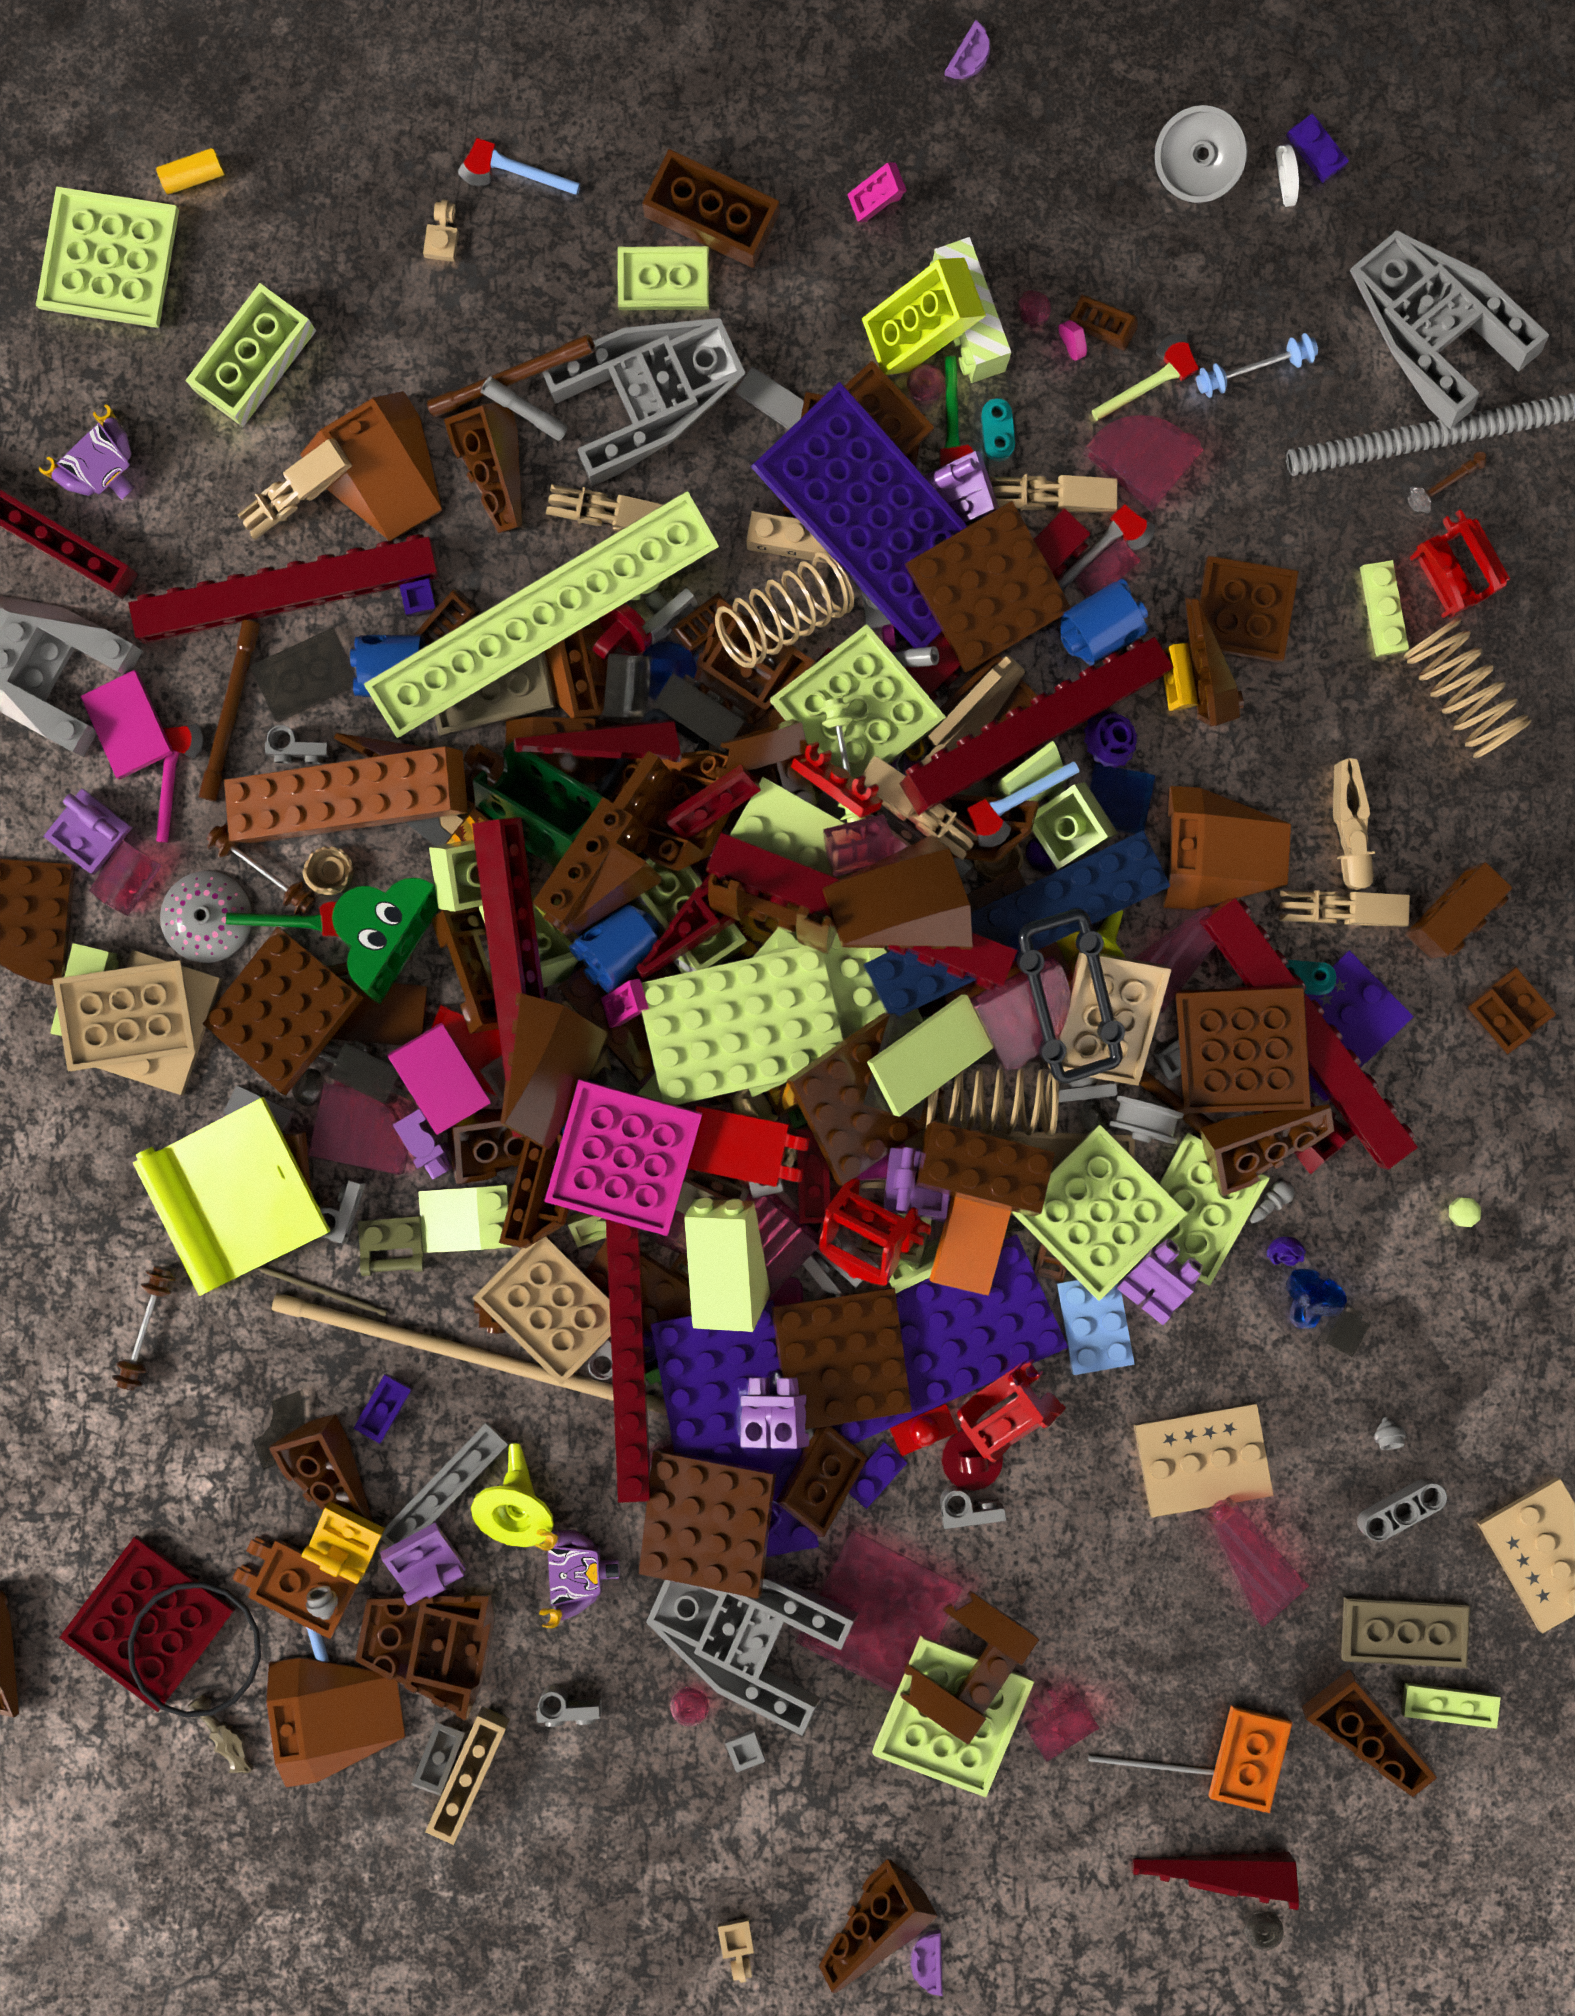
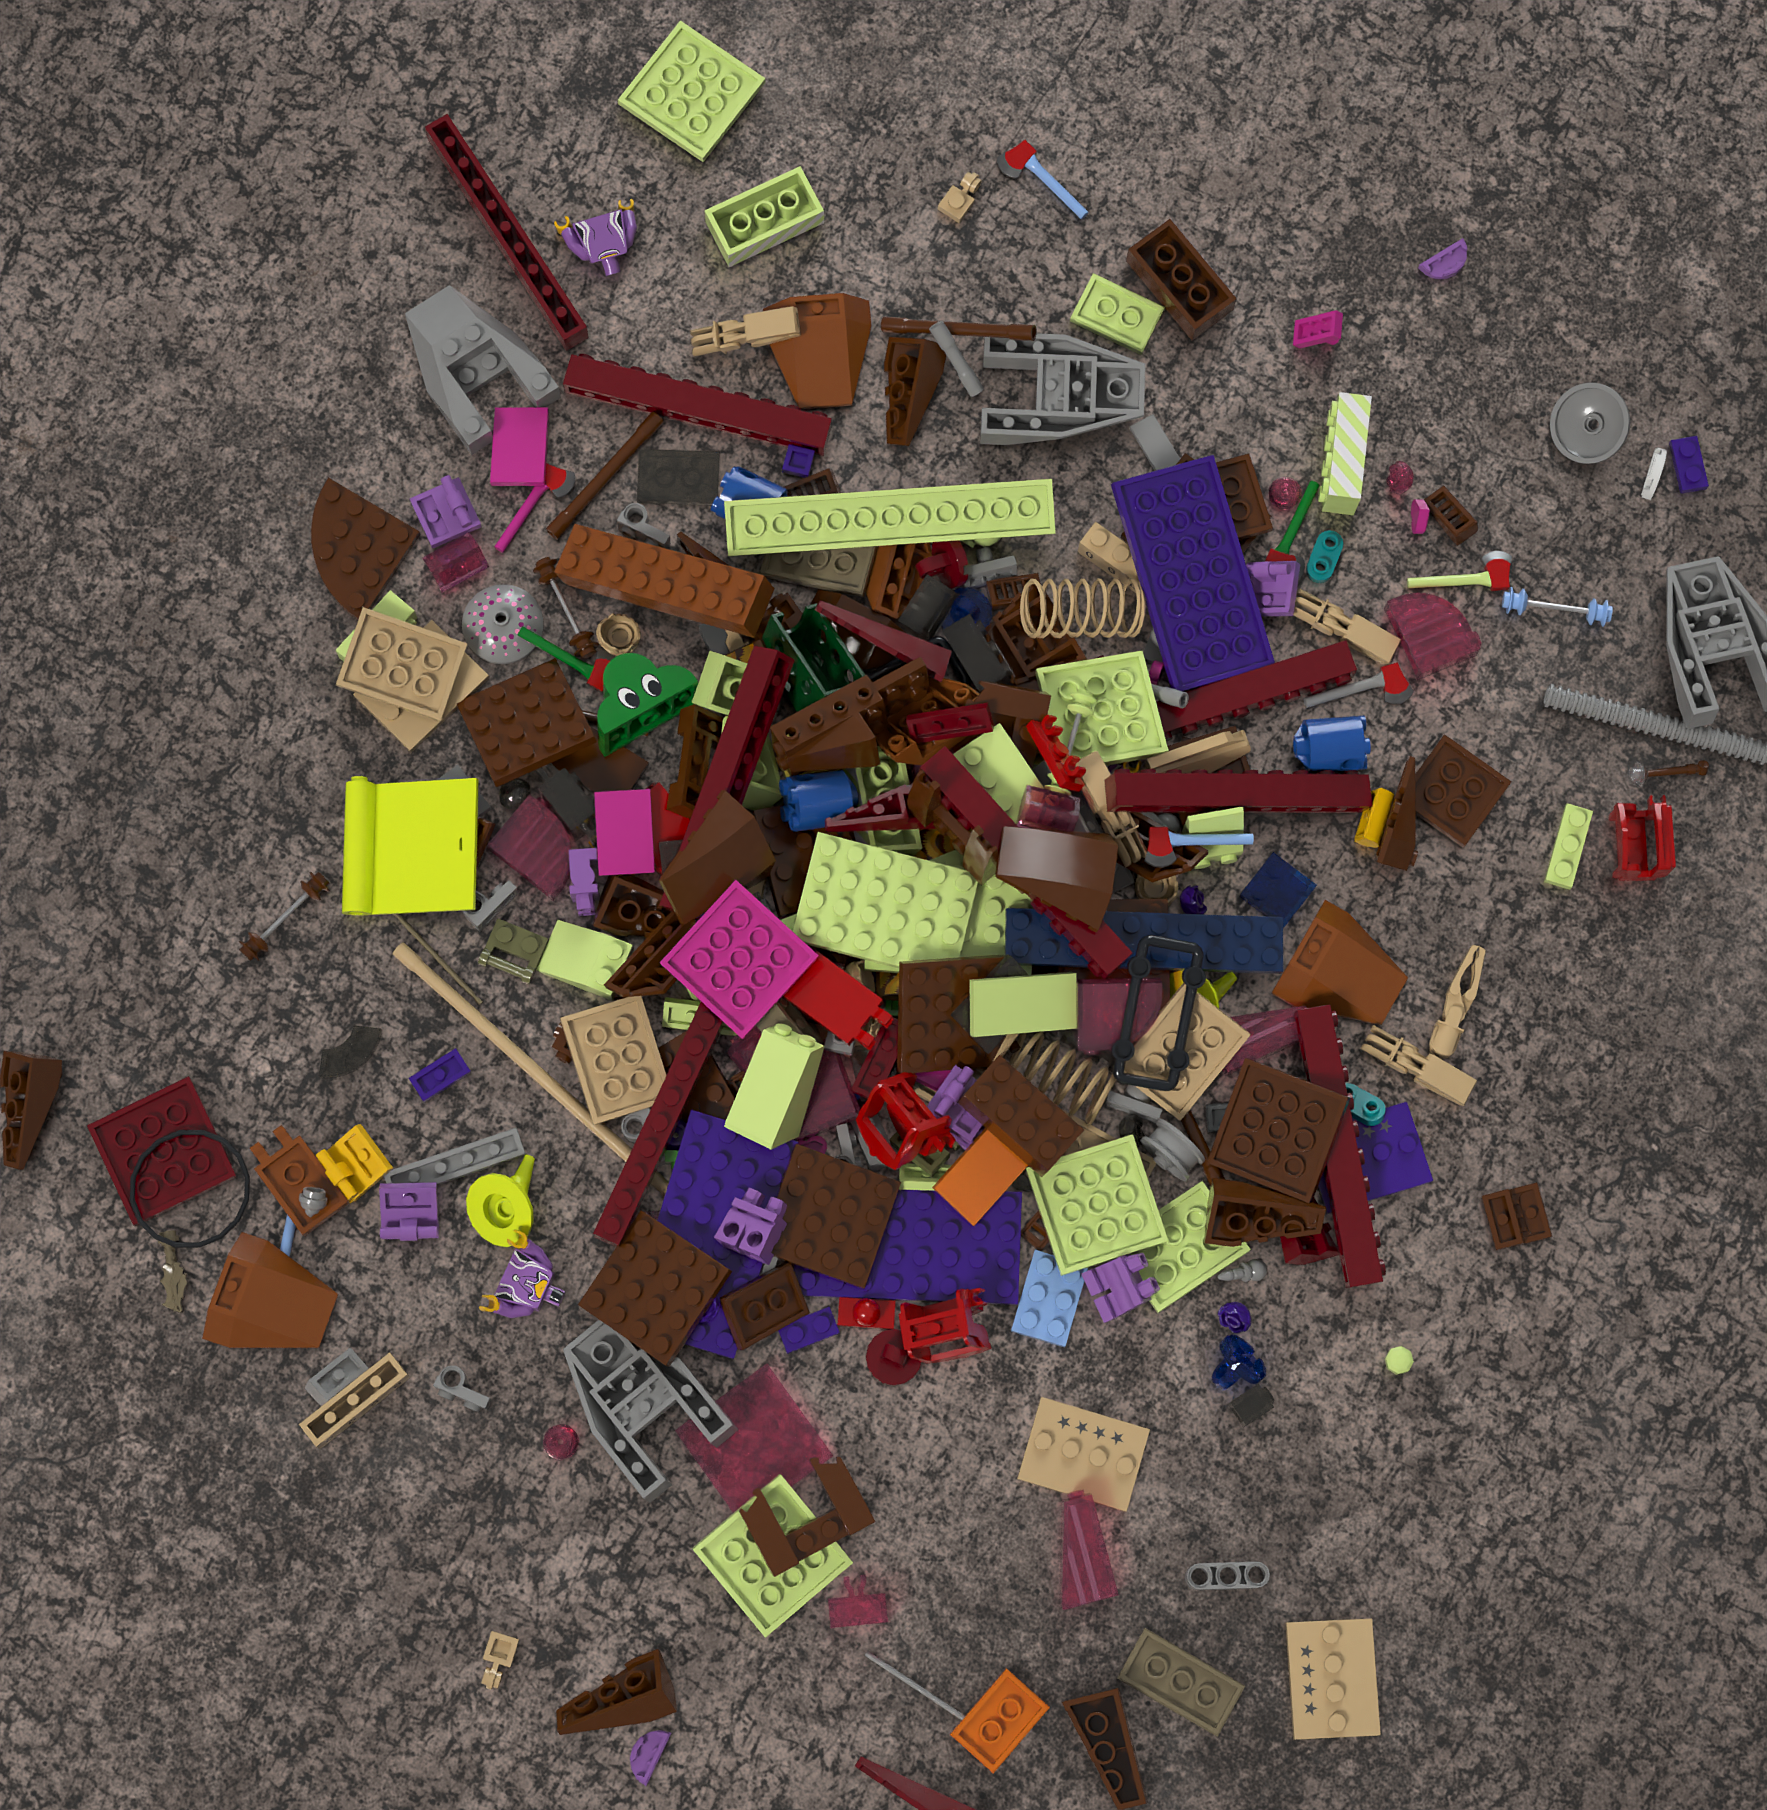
camera: 25 degrees right, 10 degrees down
(190, 171) = (789, 58): yellow brick -> none
(322, 1465) = (368, 1094): reddish brown wedge -> none
(430, 1646) = (380, 1281): reddish brown wedge -> none
(624, 1003) = (801, 844): dark pink tile -> none
(626, 508) = (957, 448): tan arm -> none
(745, 1750) = (588, 1499): light grey plate -> none
(923, 316) = (1305, 438): neon yellow brick -> none
(986, 1512) = (883, 1404): light grey plate -> none
(988, 586) = (1253, 669): reddish brown plate -> none
(1072, 826) = (1228, 886): yellowish green brick -> none
(1107, 568) = (1367, 703): clear pink tile -> none
(1110, 739) = (1294, 838): dark purple piece -> none
(1390, 1435) = (1247, 1511): light grey plate -> none
(1450, 1705) = (1188, 1760): yellowish green plate -> none
(1459, 911) = (1509, 1111): reddish brown brick -> none
(1507, 730) = (1633, 983): tan piece -> none

